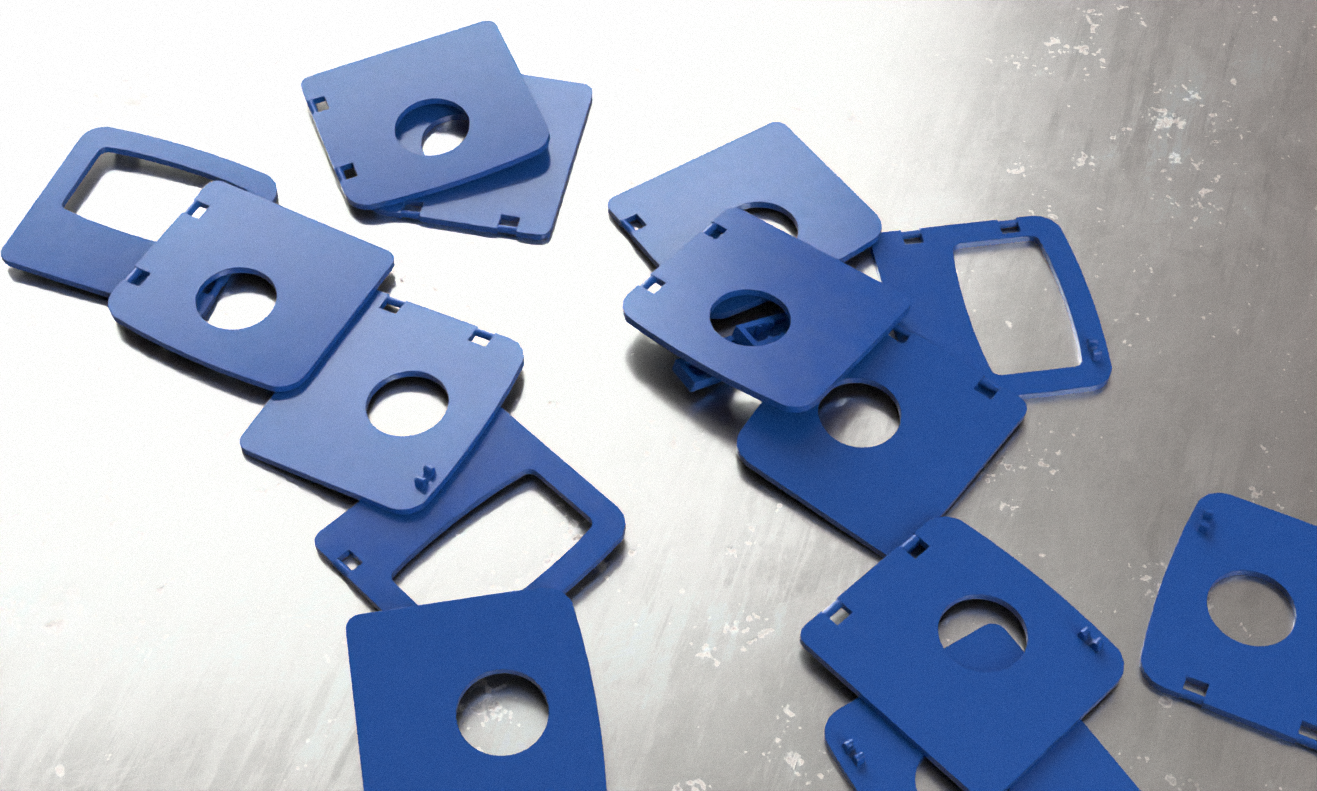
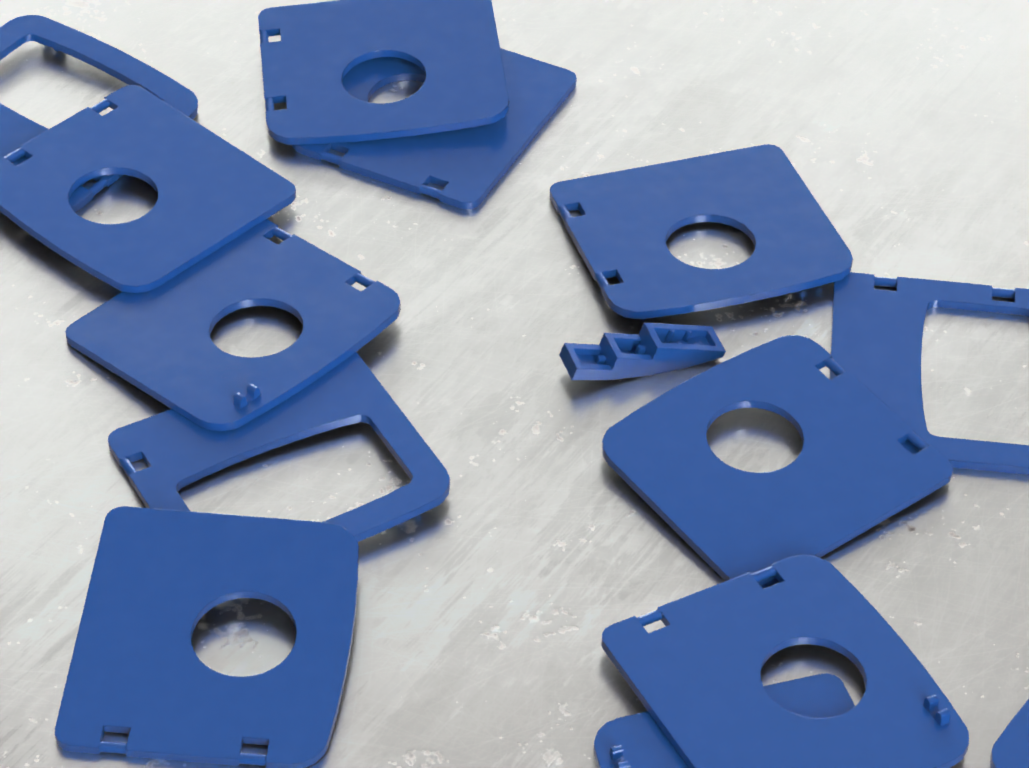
camera: 15 degrees right, 10 degrees down
(830, 308) = (752, 318): blue door -> none

